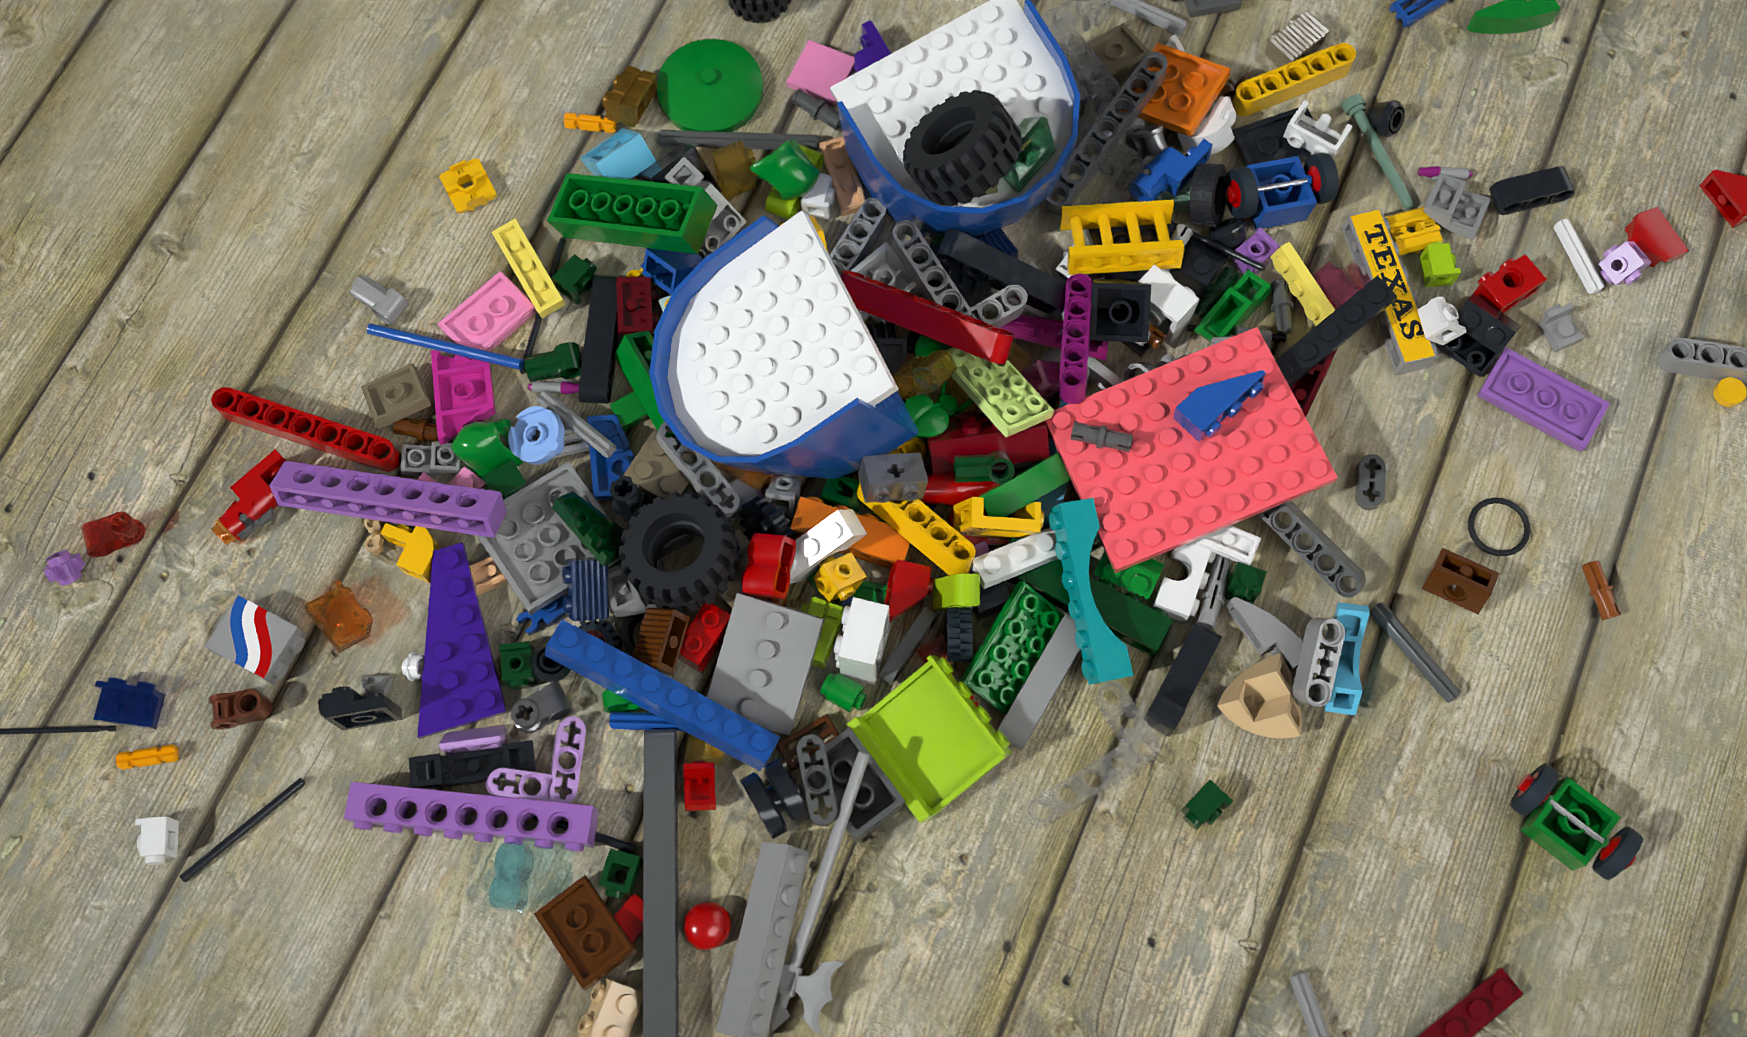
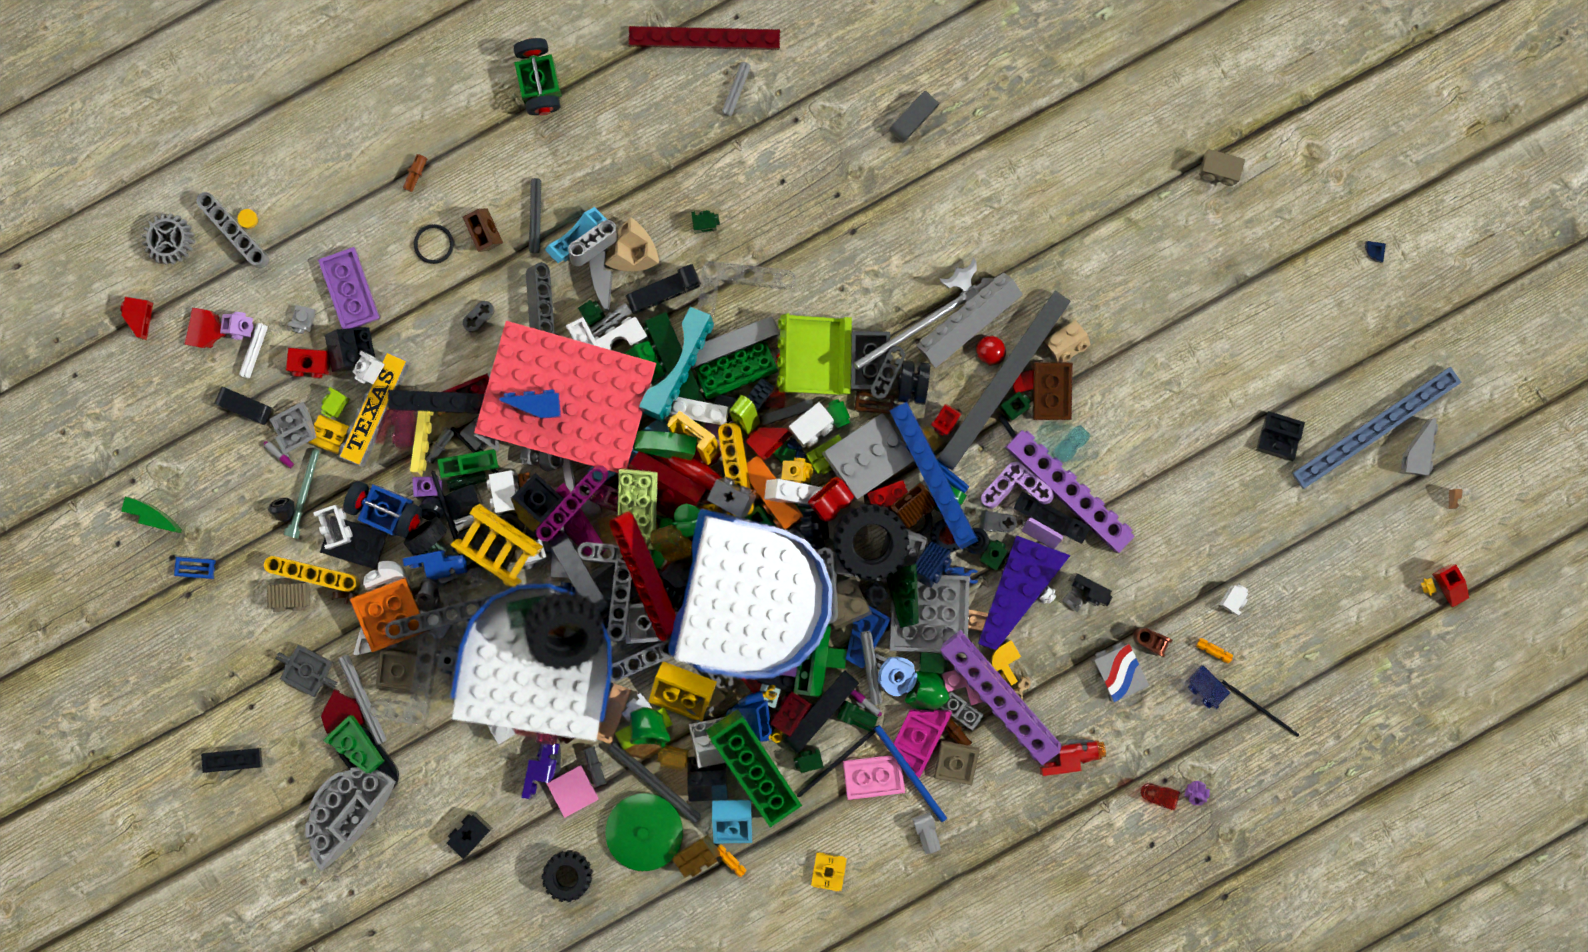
camera: 145 degrees left, 15 degrees up
(242, 830) = (1188, 574): black axle -> none
(295, 422) = (1022, 788): red beam -> none
(340, 617) = (1068, 652): clear orange bracket -> none
(528, 268) = (831, 787): light yellow plate -> none
(685, 174) = (709, 765): light grey brick -> none
(979, 468) = (674, 465): dark green piece -> none
(1101, 436) = (607, 434): dark grey pin -> none

